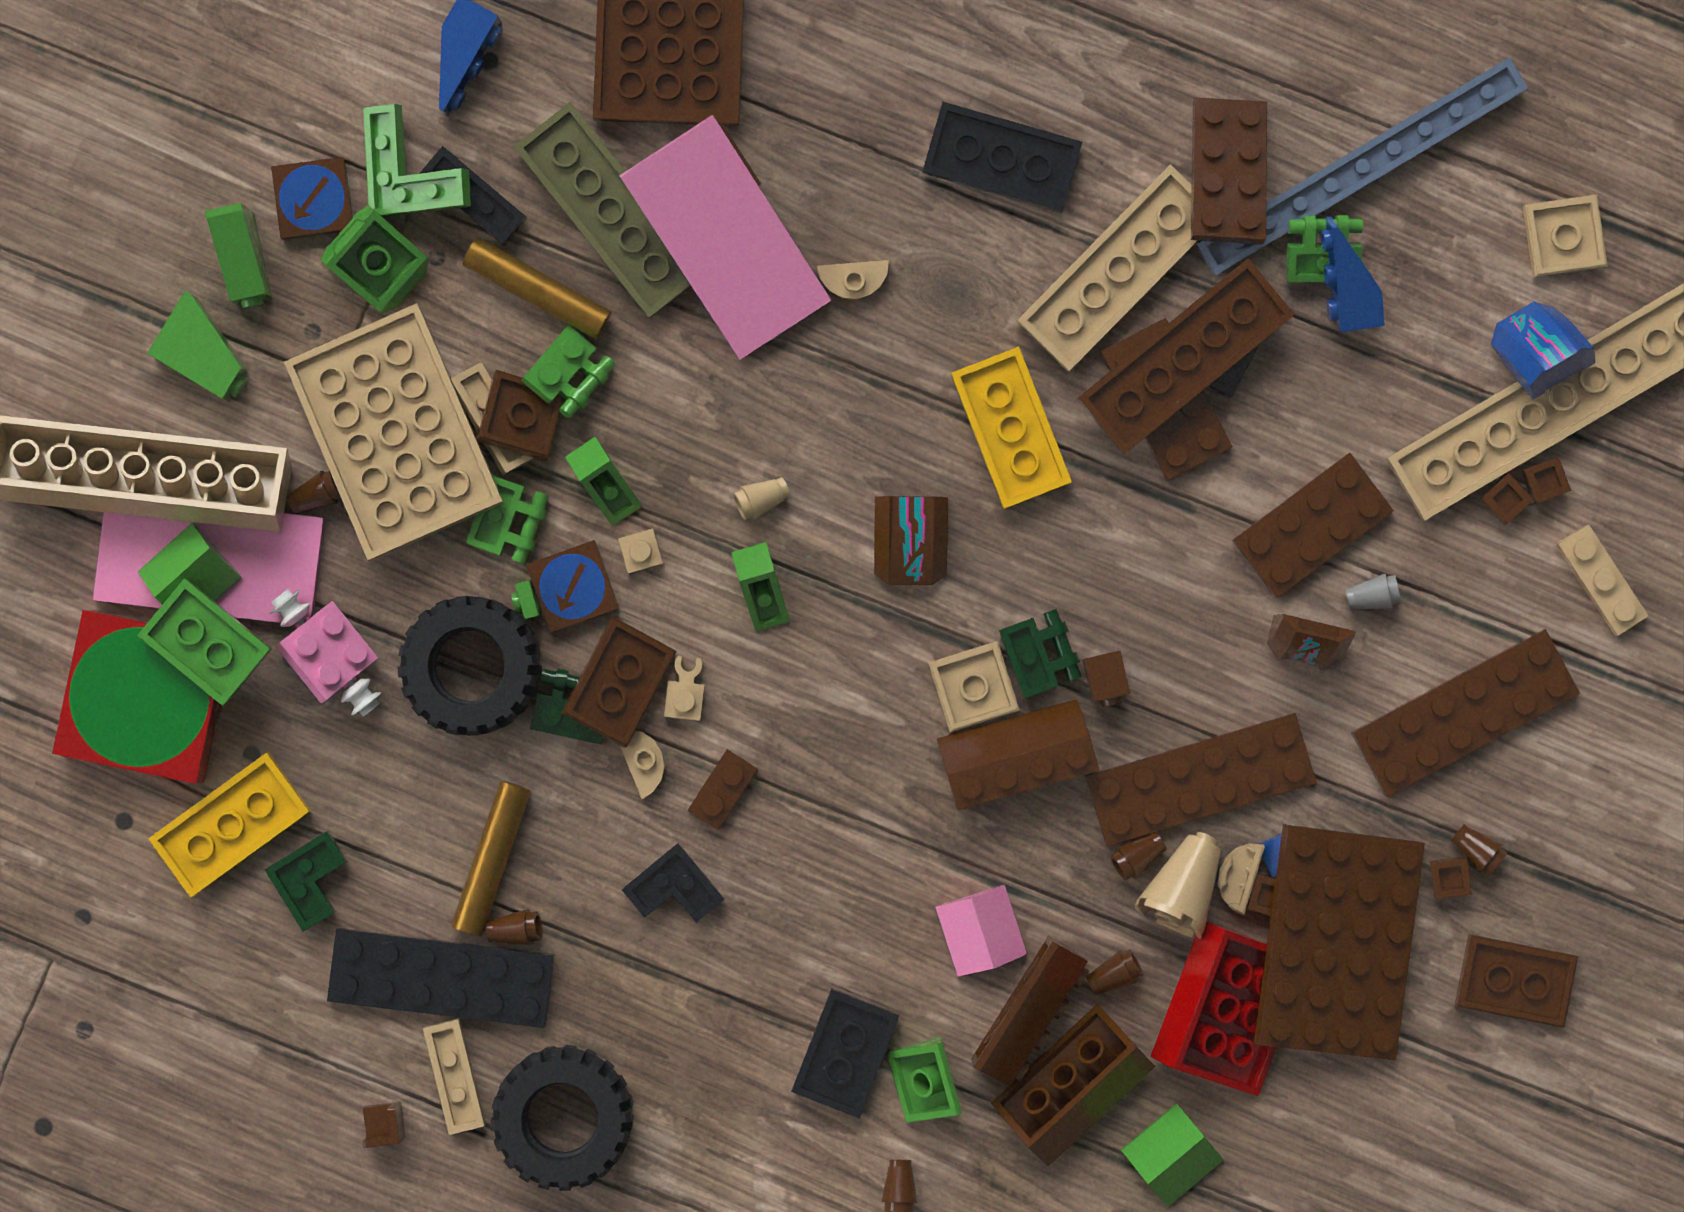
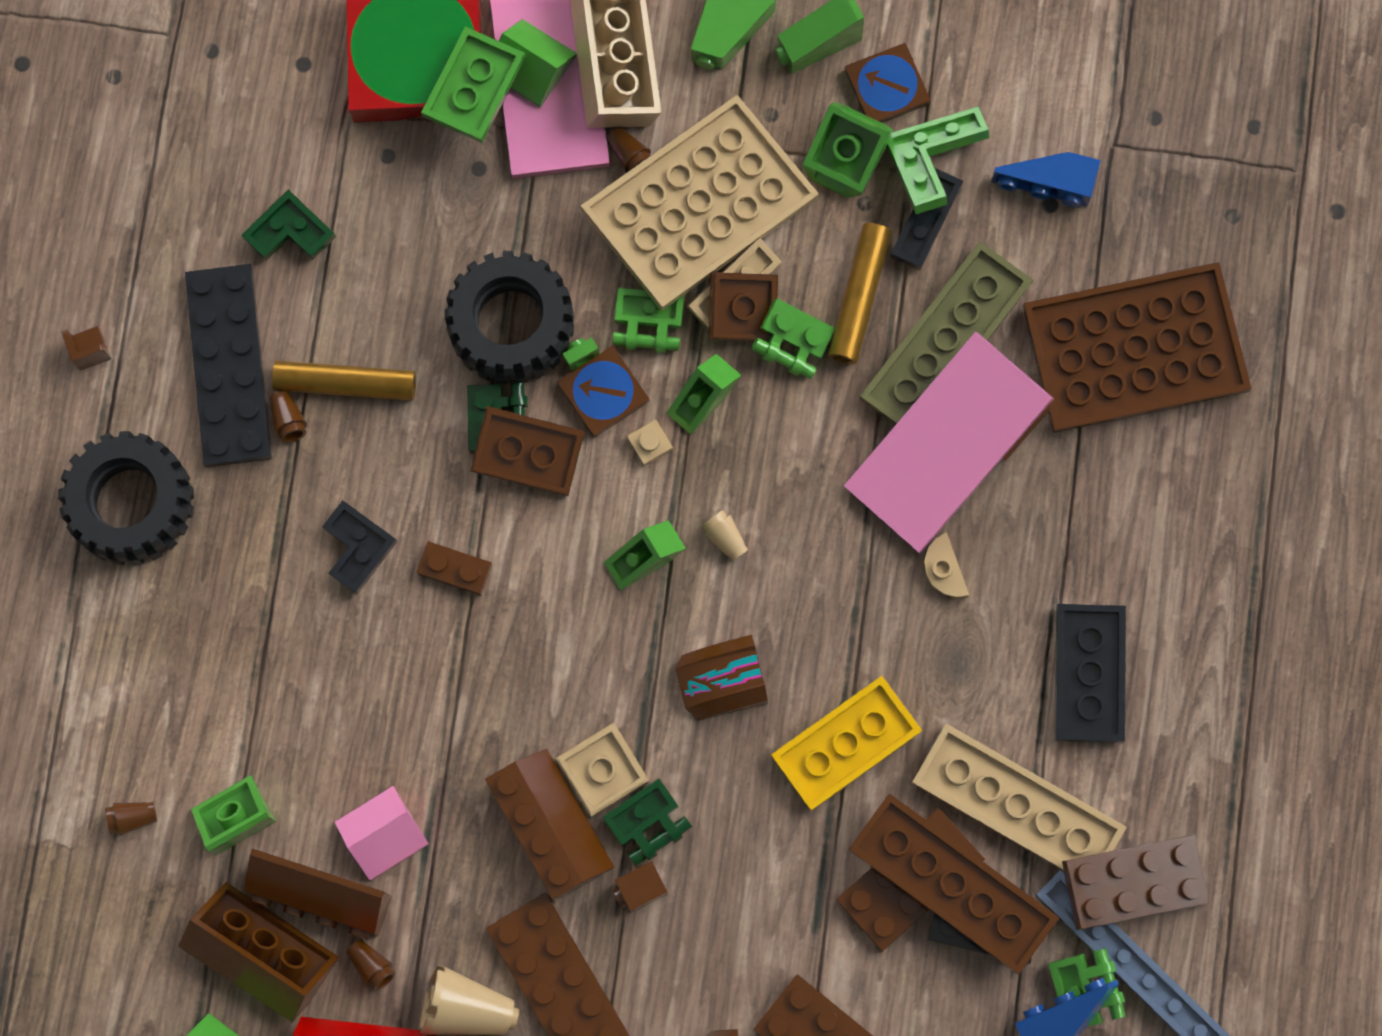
camera: 75 degrees right, 10 degrees down
(229, 824) = (320, 151): yellow plate -> none
(326, 652) = (491, 192): bright pink plate -> none
(454, 1076) = (143, 397): tan plate -> none
(645, 762) = (462, 493): tan plate -> none
(684, 696) = (529, 513): tan plate -> none
(845, 1053) = (241, 736): black plate -> none
(1136, 856) = (483, 958): reddish brown cone -> none

